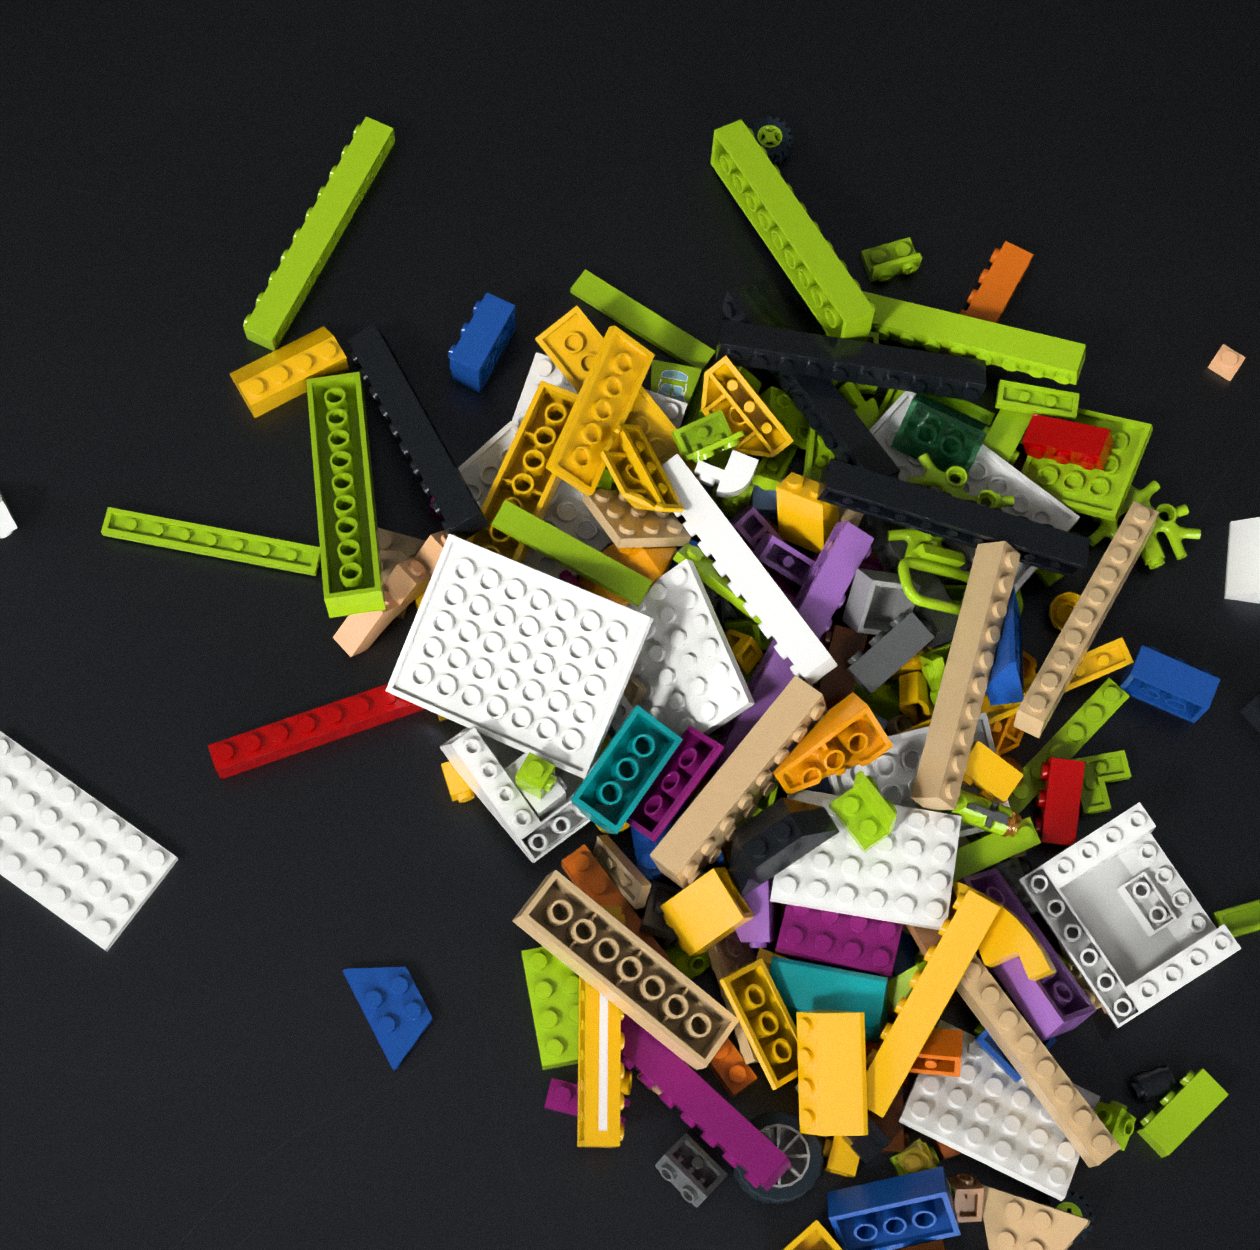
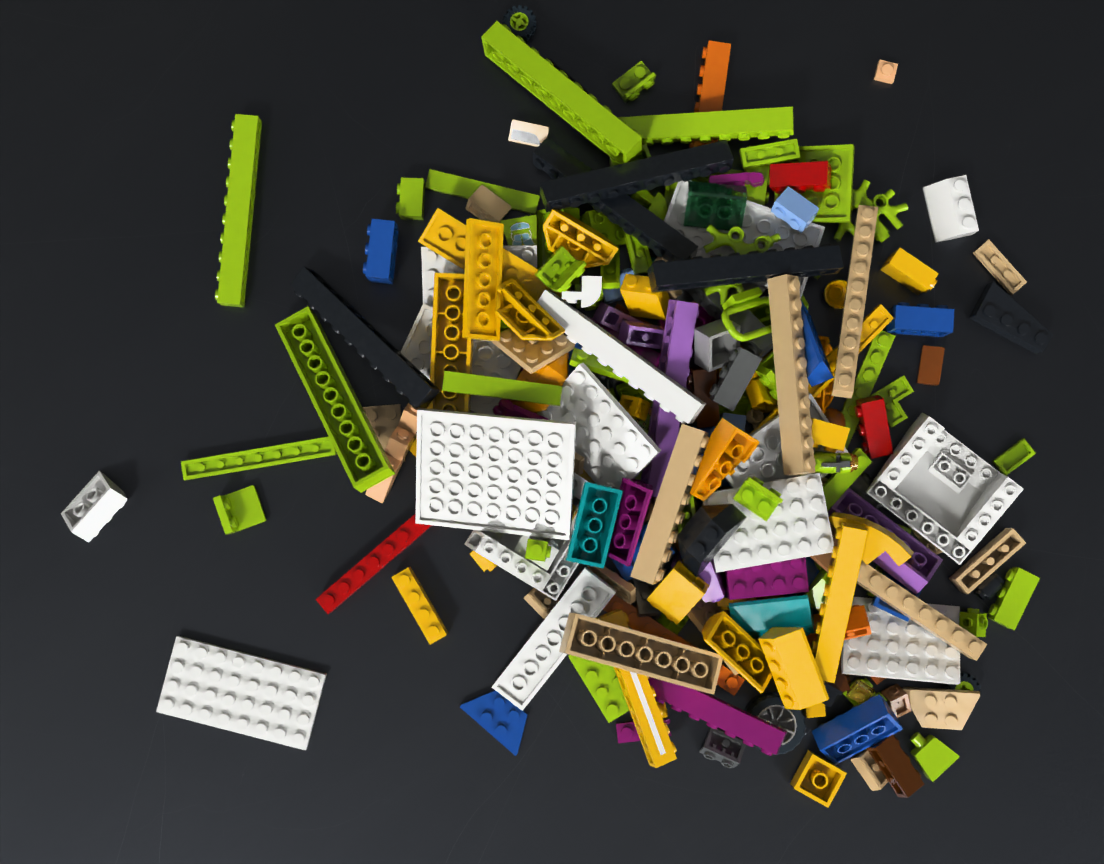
camera: 15 degrees left, 15 degrees up
(157, 597) = (239, 510): none -> lime bracket
(284, 372) = (258, 319): yellow slope -> none
(345, 810) = (420, 605): none -> yellow brick
(489, 934) = (541, 652): none -> white plate
(515, 874) = (540, 602): none -> tan slope
(547, 295) = (411, 198): none -> lime brick
(645, 331) = (487, 205): none -> tan panel
(728, 270) = (527, 133): none -> slope
(999, 420) = (738, 179): none -> magenta hinge
(1046, 478) = (794, 209): none -> light blue brick
(1160, 1043) = (987, 560): none -> tan brick
(1165, 752) = (930, 365): none -> dark orange slope
(1175, 616) = (909, 272): none -> yellow brick

